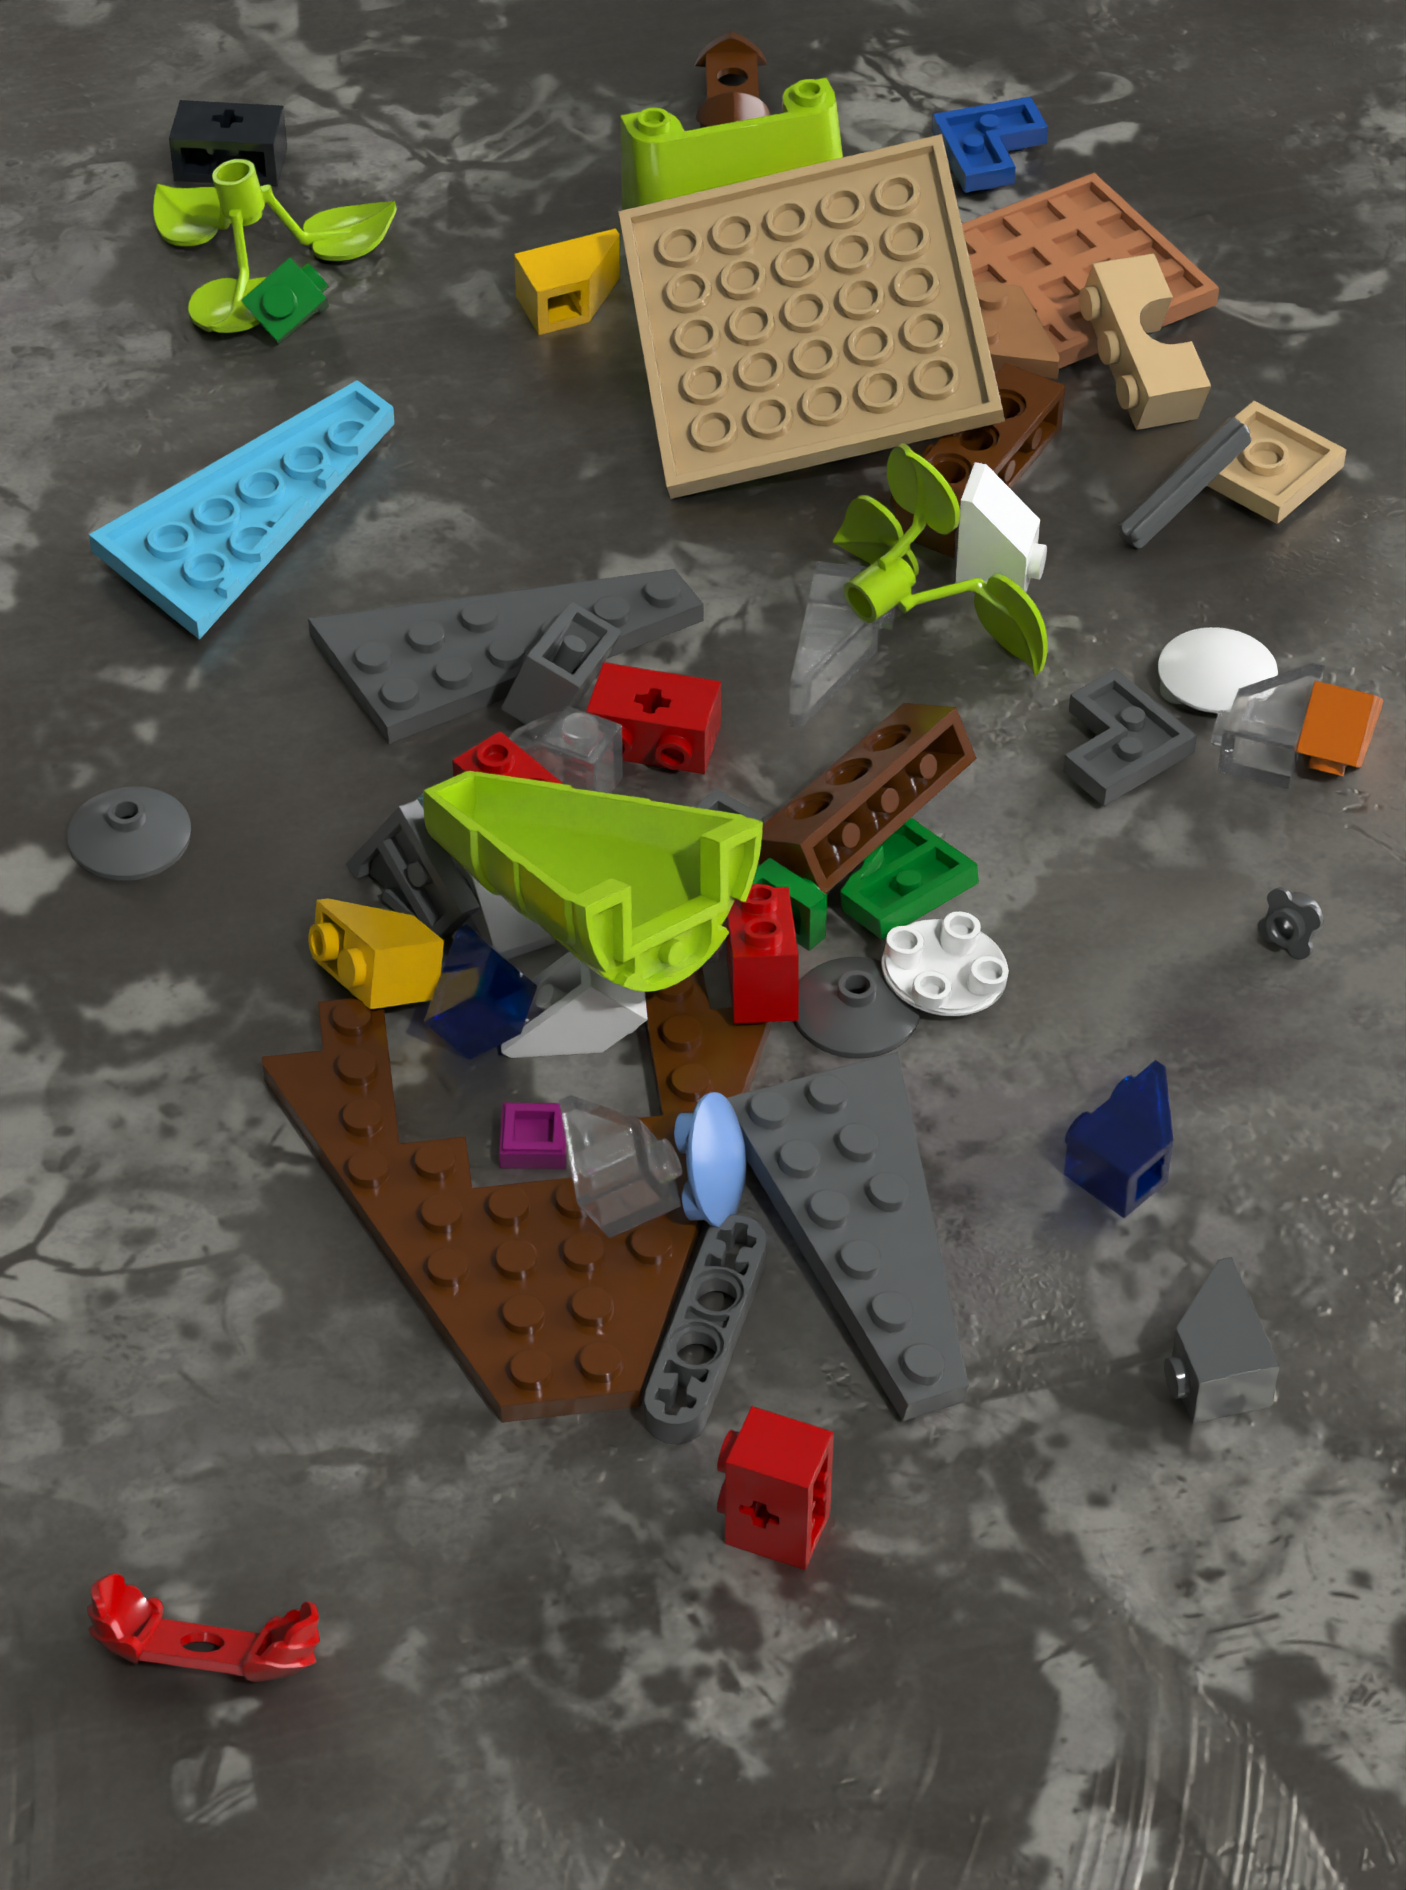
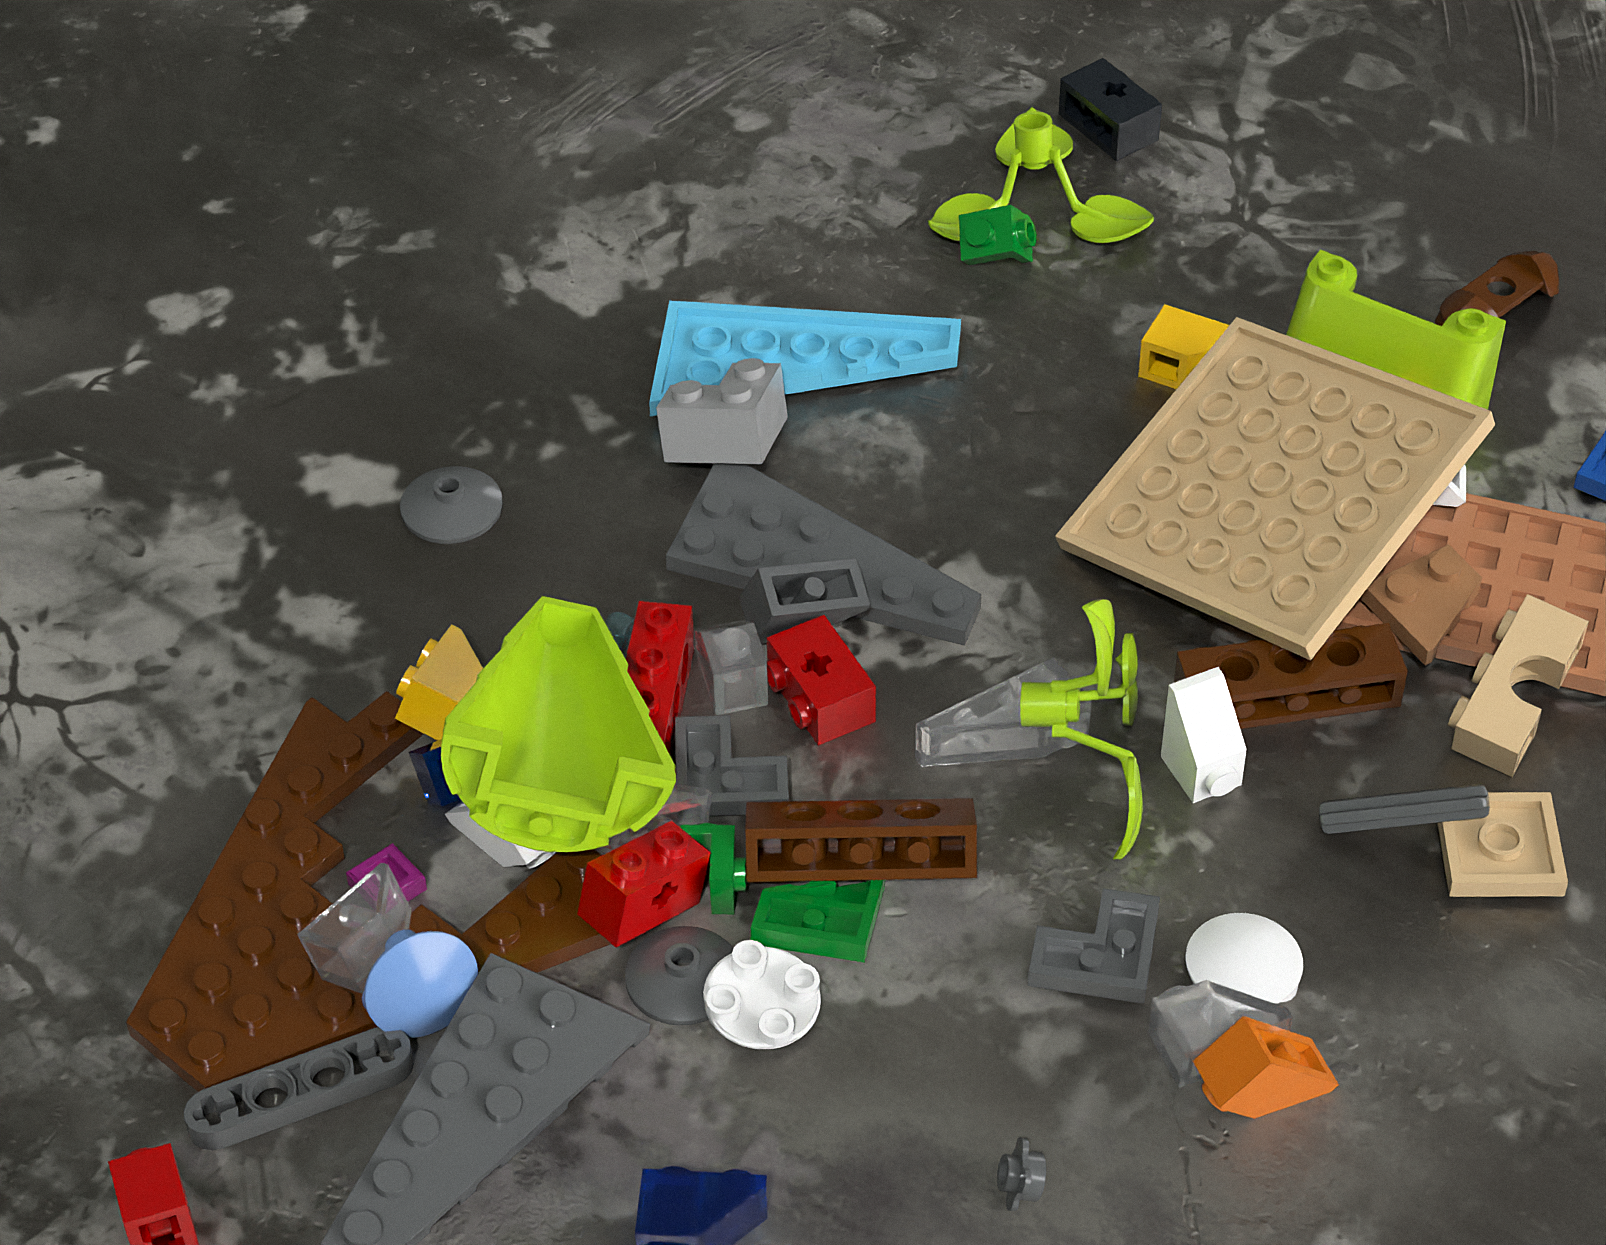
camera: 50 degrees right, 0 degrees up
(294, 584) = (726, 420): none -> light grey brick

